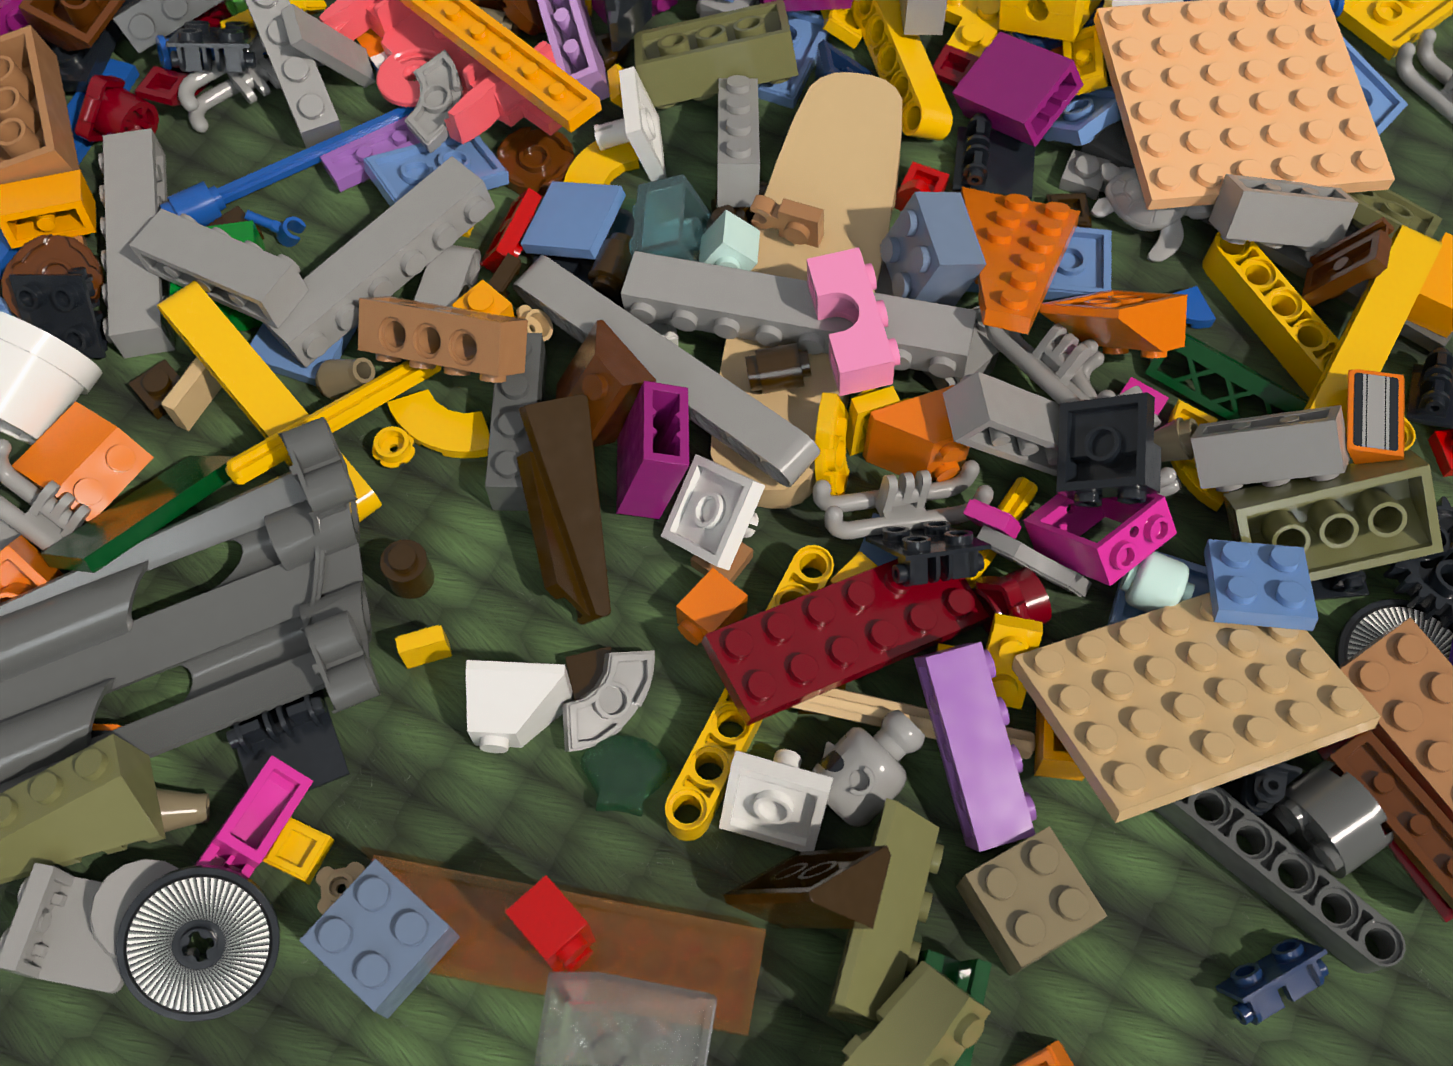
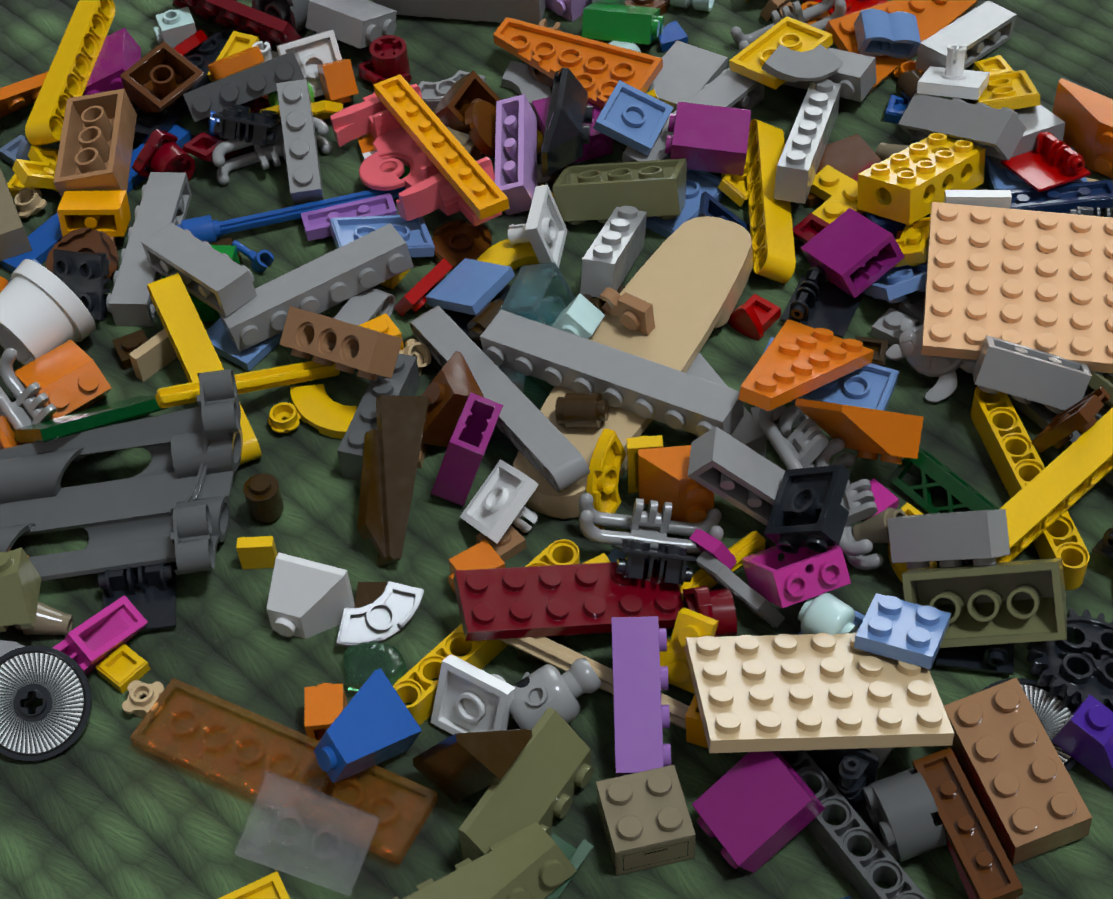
camera: 20 degrees right, 15 degrees down
(327, 45) = (329, 137): light grey tile -> none
(342, 376) = (263, 359): dark tan cone -> none
(380, 939) = (157, 724): sand blue brick -> none
(438, 94) = (401, 175): light grey tile -> none
(505, 273) = (404, 315): dark brown tile -> none
(552, 926) = (277, 737): red brick -> none
(588, 853) = (322, 707): none -> orange brick
(655, 876) = (367, 730): none -> blue slope
(844, 288) = (638, 401): bright pink arch -> none
(933, 249) = (726, 344): sand blue brick -> none
(1163, 862) = (756, 809): none -> magenta brick
(1198, 311) = (943, 438): blue tile -> none
(1375, 416) = (1035, 525): slope -> none

